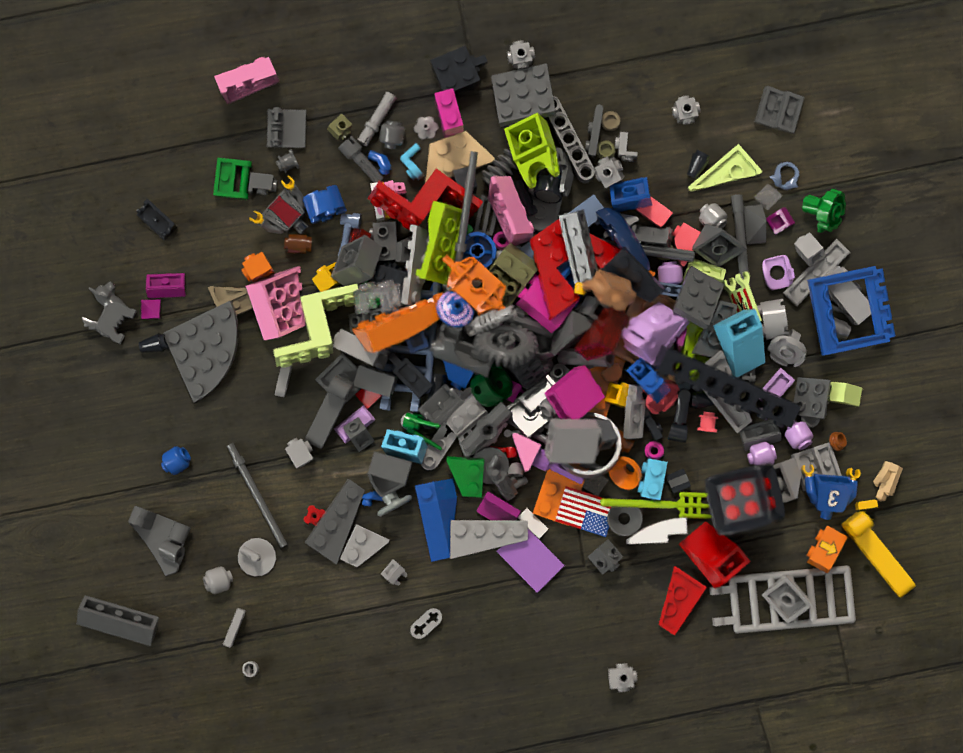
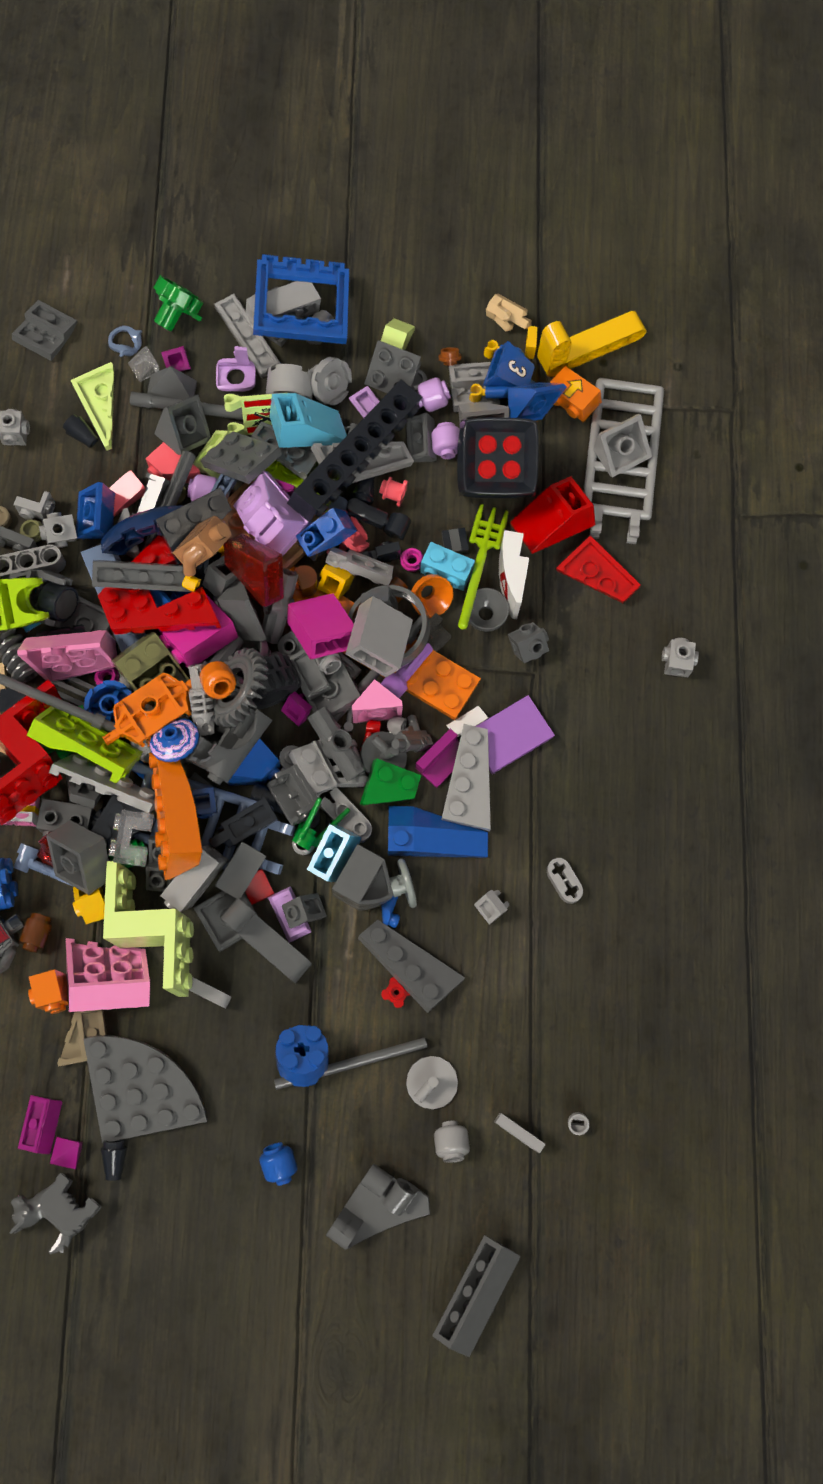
camera: 80 degrees left, 10 degrees down
(263, 457) = (298, 1042): none -> blue brick
(299, 452) = (308, 992): light grey brick -> none
(362, 546) = (448, 939): light grey wing -> none
(486, 388) = (297, 730): dark green piece -> none
(505, 330) = (217, 680): none -> orange head
(583, 511) = (467, 656): sticker -> none
(713, 215) = (145, 427): light grey head -> none
(809, 249) = (218, 332): light grey brick -> none
(810, 516) = (533, 399): none -> blue slope

